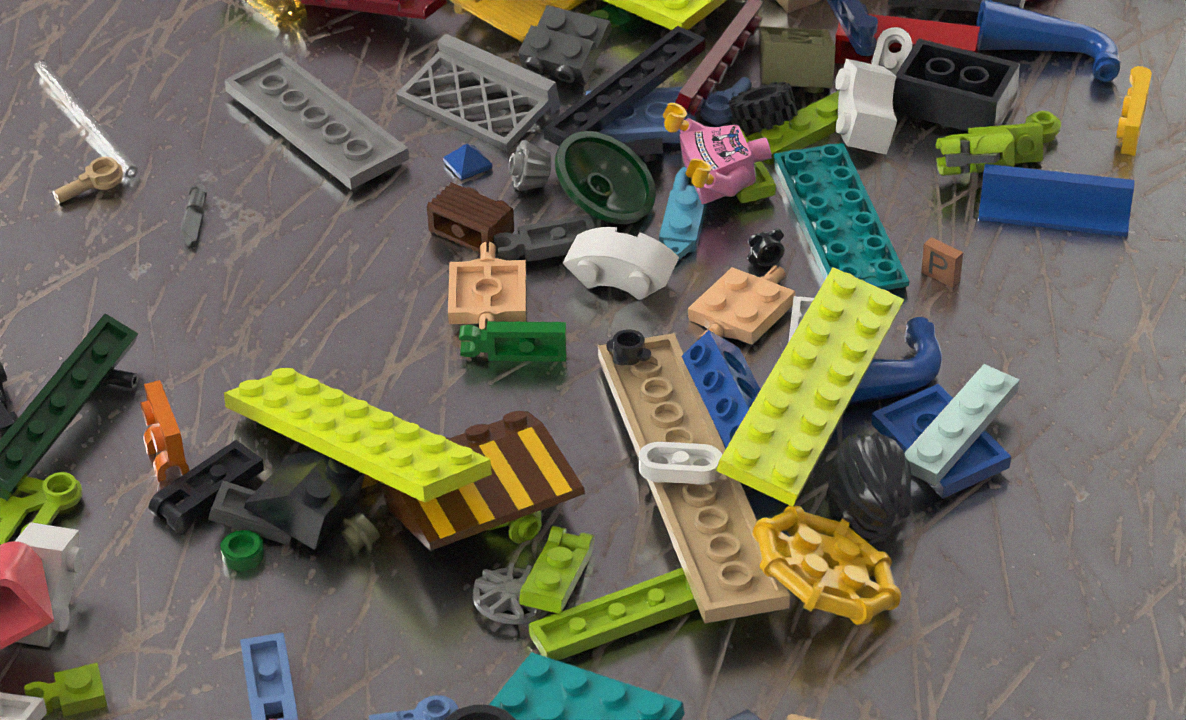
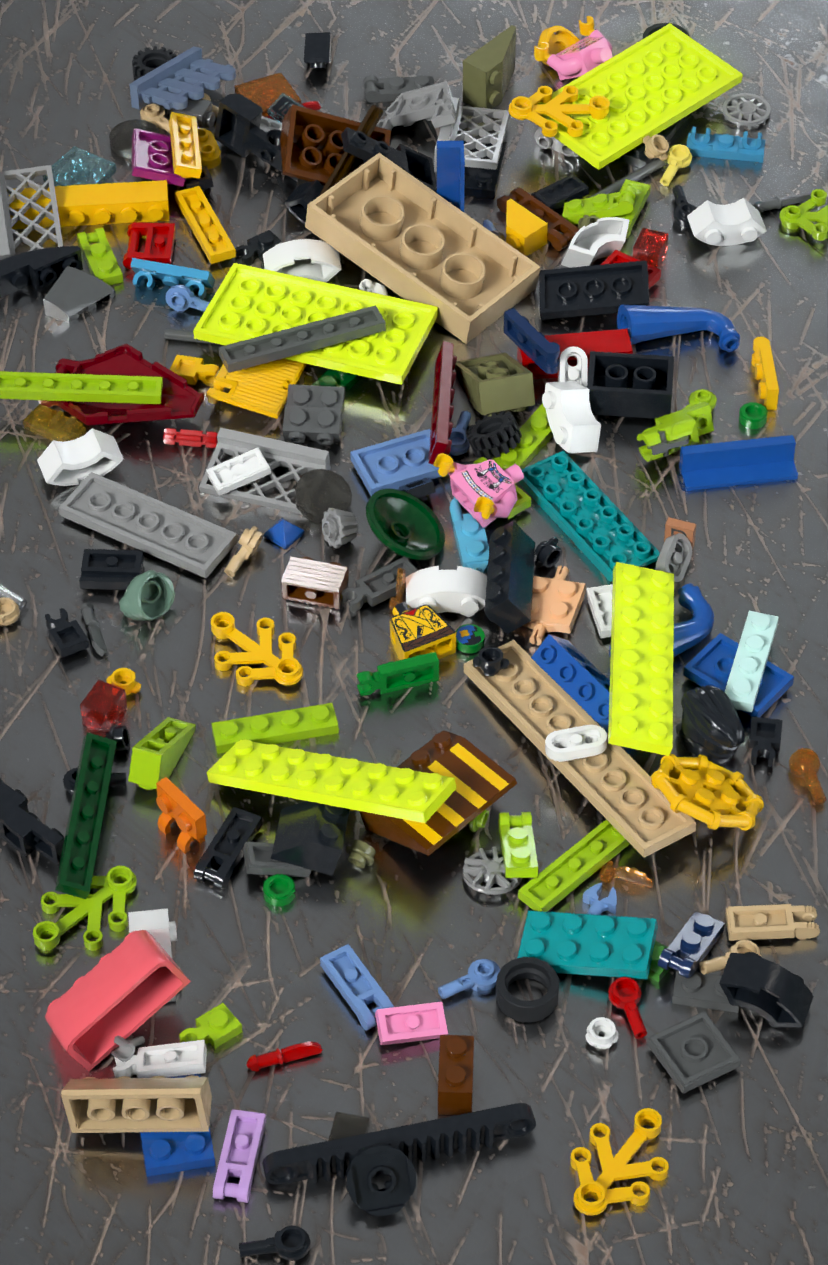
camera: 20 degrees left, 5 degrees up
(151, 296) = (103, 707): none -> clear red brick
(151, 335) = (121, 735): none -> black plate
(157, 212) = (66, 635): none -> black plate
(186, 358) = (159, 752): none -> lime slope
(192, 277) = (124, 679): none -> yellow plate
(248, 156) = (110, 568): none -> black plate
(263, 35) = (75, 459): none -> white brick
(277, 187) = (148, 596): none -> sand green hair
(344, 366) = (276, 727): none -> lime plate
(384, 305) = (284, 670): none -> yellow plant
(411, 41) = (190, 438): none -> red axle
(420, 162) = (250, 542): none -> tan plate
(443, 83) = (238, 471): none -> white plate
(487, 290) = (356, 638): light nougat plate -> none
(524, 121) = (319, 491): none -> clear smoke tile
(564, 243) = (399, 589): none -> clear orange piece
(566, 297) = (420, 632): none -> yellow torso
(624, 317) = (469, 638): none -> tile
(626, 670) = (591, 896): none -> medium blue bar
(627, 85) = (384, 443): black plate -> none
(683, 642) = (628, 874): none -> clear orange piece
(699, 261) = (510, 577): none -> black brick
(920, 293) = (675, 556): none -> light grey plate
(938, 521) = (764, 738): none -> black plate
(980, 567) = (806, 764): none -> clear orange plate
(1100, 154) = (753, 415): none -> green tile

